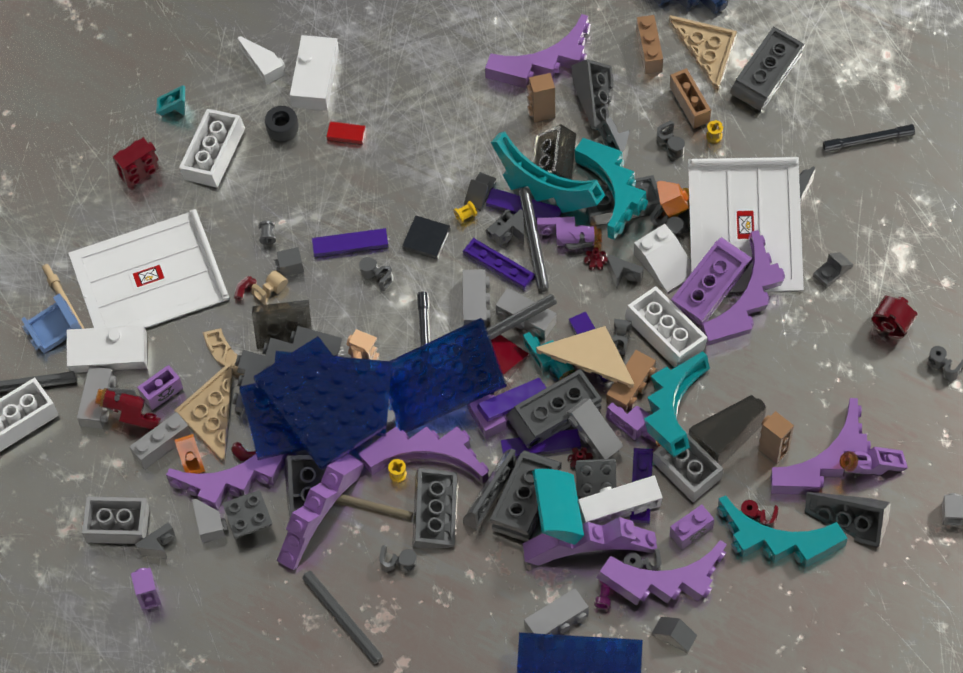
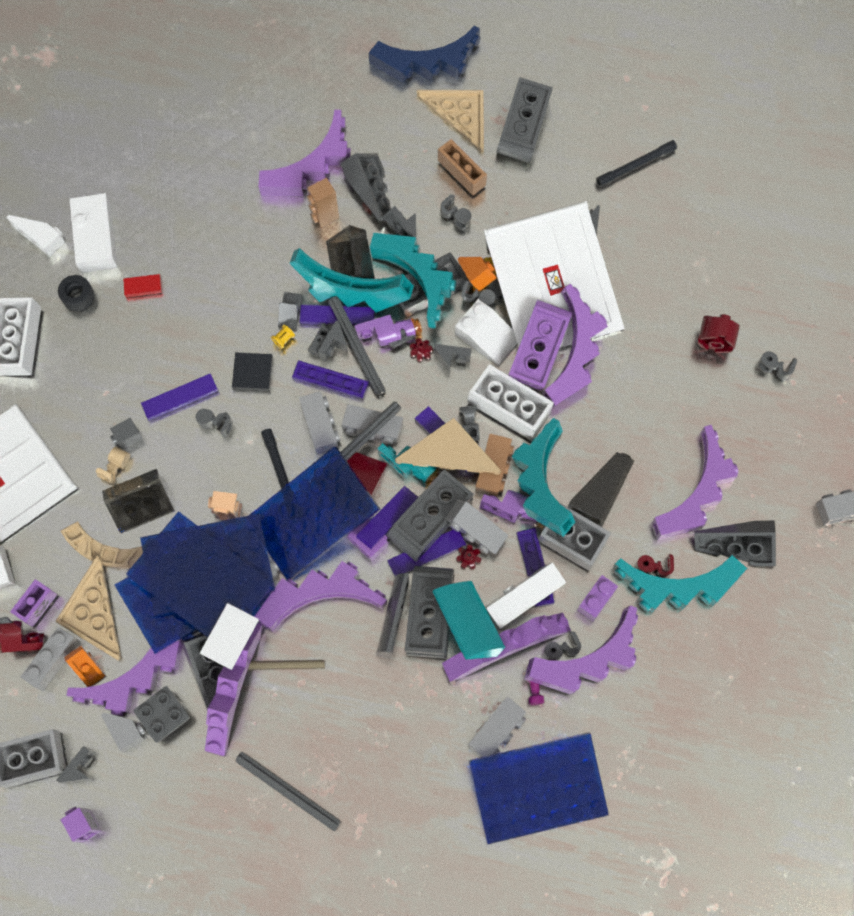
camera: 20 degrees left, 10 degrees up
(240, 452) = (136, 647): dark red arm -> none
(247, 282) = (86, 470): dark red arm -> none
(253, 363) = (126, 554): dark grey arch -> none
(267, 233) = (94, 409): dark grey bush -> none
(331, 457) = (229, 636): none -> white sticker
(399, 465) = (294, 627): yellow bush -> none
(406, 560) = (333, 713): dark grey leg -> none
(434, 509) = (344, 650): dark grey slope -> none
(594, 476) = (491, 574): dark grey bracket -> none
(649, 44) = (406, 123): medium nougat brick -> none
(675, 633) = (613, 710): dark grey slope -> none
(716, 133) = (497, 197): yellow bush -> none
(775, 436) = (650, 486): medium nougat brick -> none
(833, 269) = (644, 301): dark grey slope -> none
(874, 461) = (745, 483): medium lavender plate -> none

